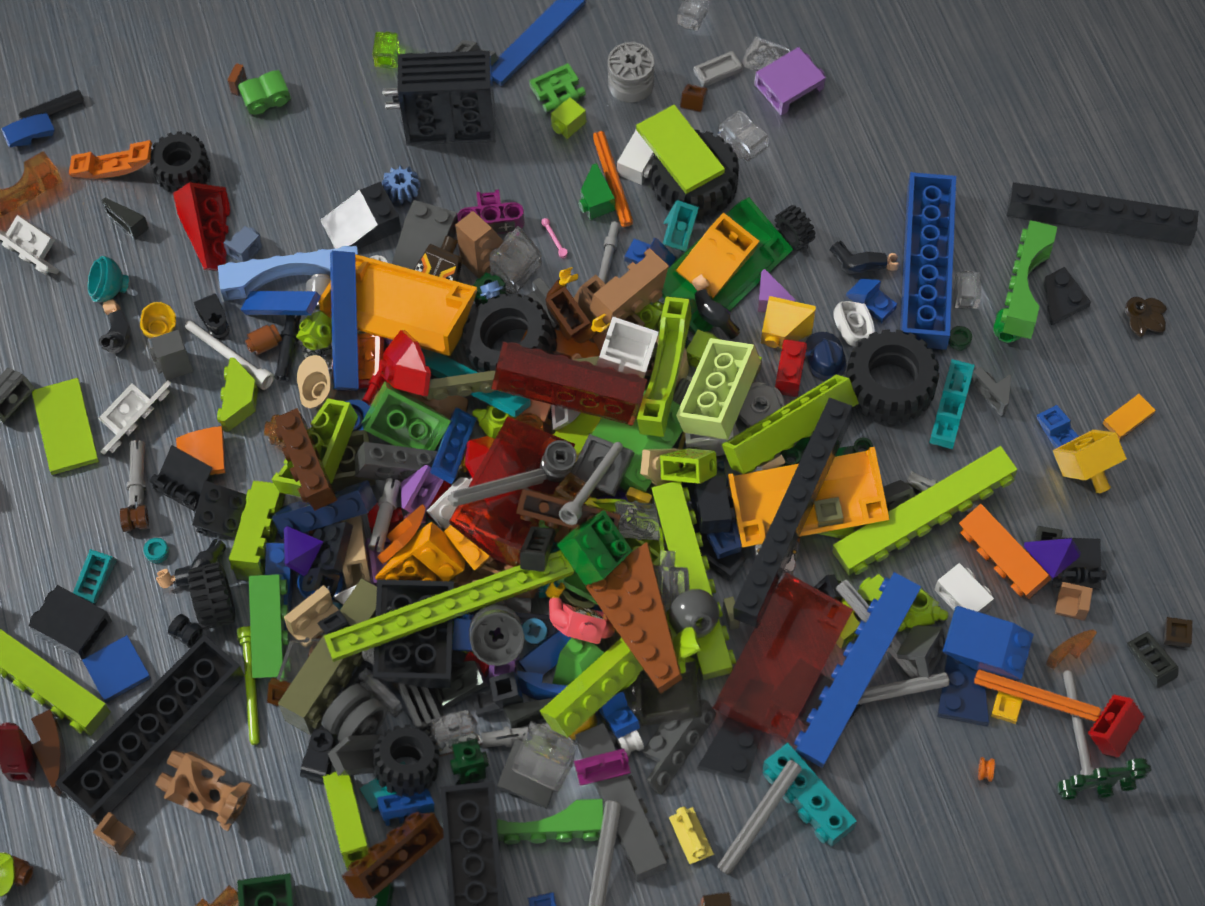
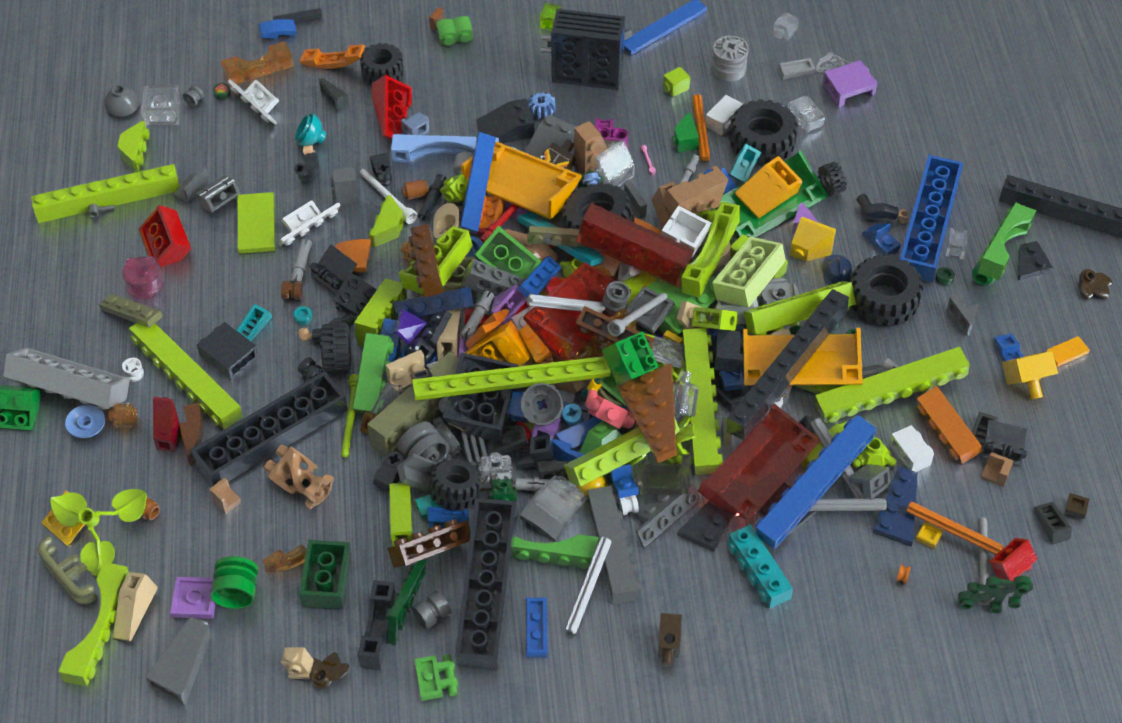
camera: 10 degrees right, 10 degrees down
(116, 669) = (254, 388): blue tile -> none
(157, 319) = (340, 159): yellow hair -> none
(280, 303) = (433, 165): blue tile -> none
(405, 365) = (516, 215): red wedge -> none
(536, 551) = (585, 351): pearl dark grey slope -> none
(555, 82) = (672, 57): bright green plate -> none
(568, 314) = (645, 202): reddish brown torso -> none
(602, 767) = (603, 513): magenta hinge -> none
(680, 149) = (755, 109): lime tile -> none
(690, 835) = (661, 577): light yellow hinge -> none
(692, 606) = (694, 410): dark grey piece -> none
(693, 97) = (774, 84): reddish brown slope -> none
(711, 311) = (756, 223): black arm -> none
(759, 817) = (717, 572): light grey axle -> none
(791, 367) = (809, 271): red brick -> none
(828, 512) = (816, 370): olive tile -> none
(853, 321) = (863, 248): white piece -> none
(952, 404) = (928, 319): teal slope -> none
(988, 643) = (922, 483): blue slope -> none
(1053, 554) = (987, 429): dark purple slope -> none
(1075, 646) = (991, 500): clear orange slope -> none

